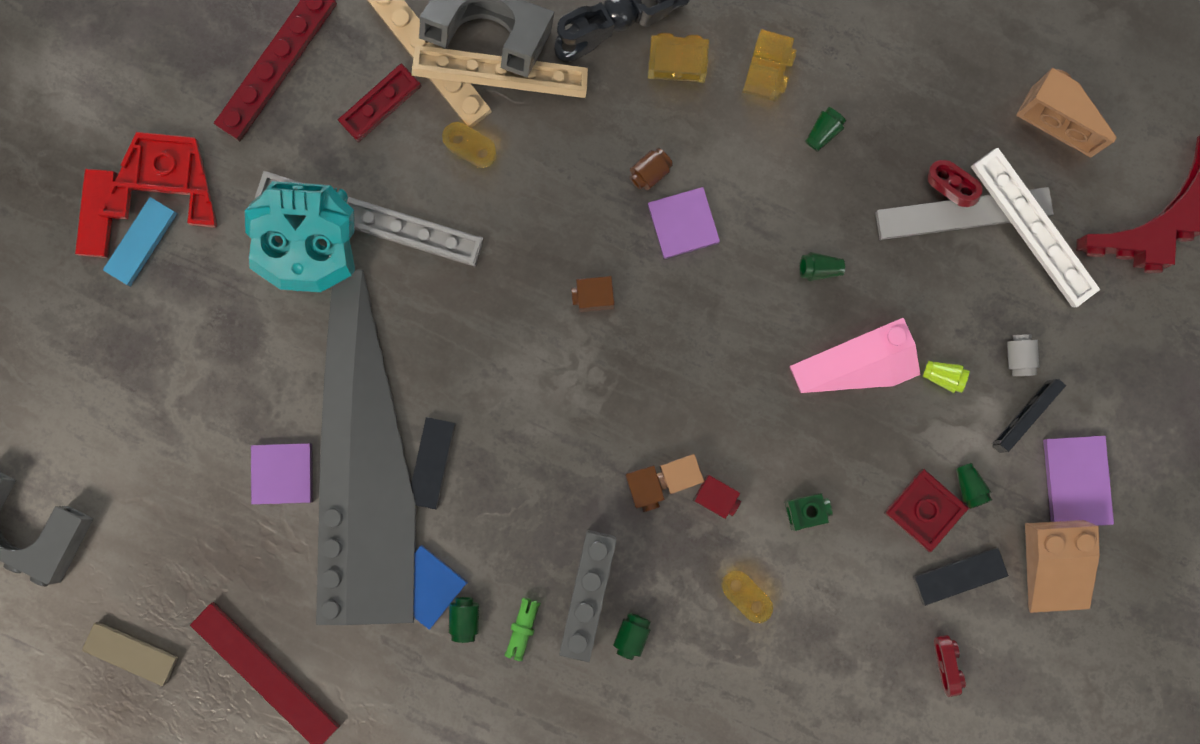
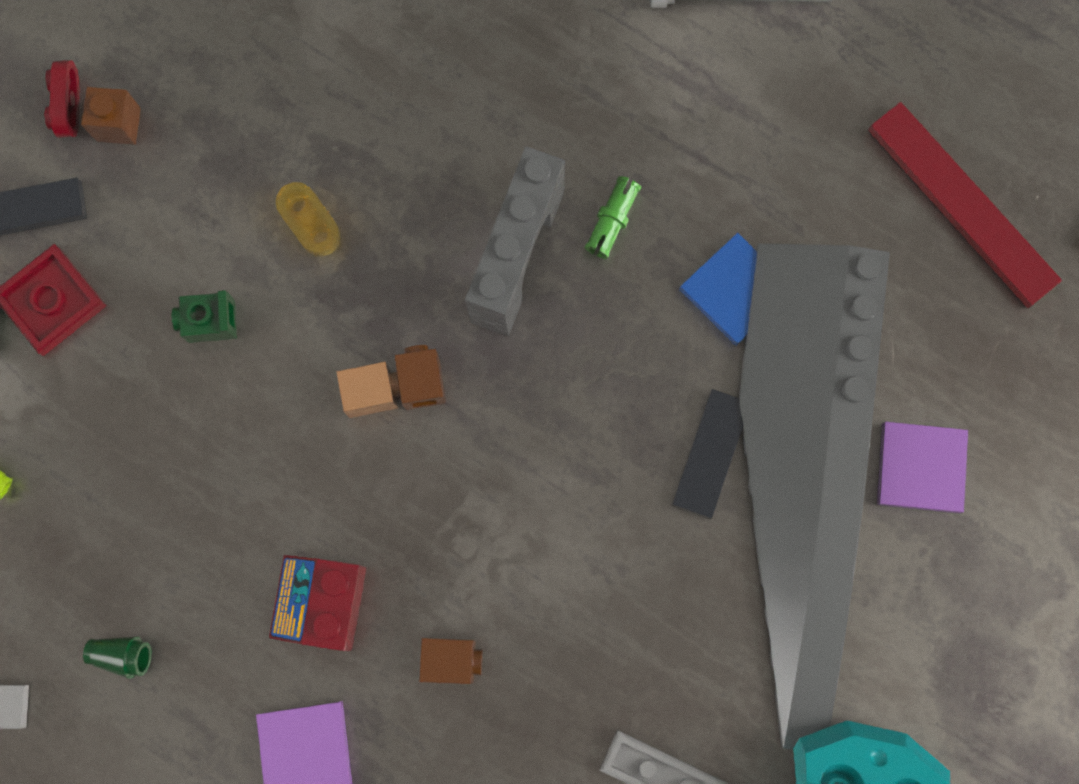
camera: 170 degrees left, 5 degrees down
(463, 620) = (689, 238): dark green brick -> none
(632, 636) = (467, 188): dark green brick -> none
(691, 320) = (317, 602): none -> dark red slope
(717, 497) = (323, 351): dark red brick -> none
(868, 361) = (83, 511): bright pink wedge -> none
(909, 656) = (111, 115): none -> reddish brown brick

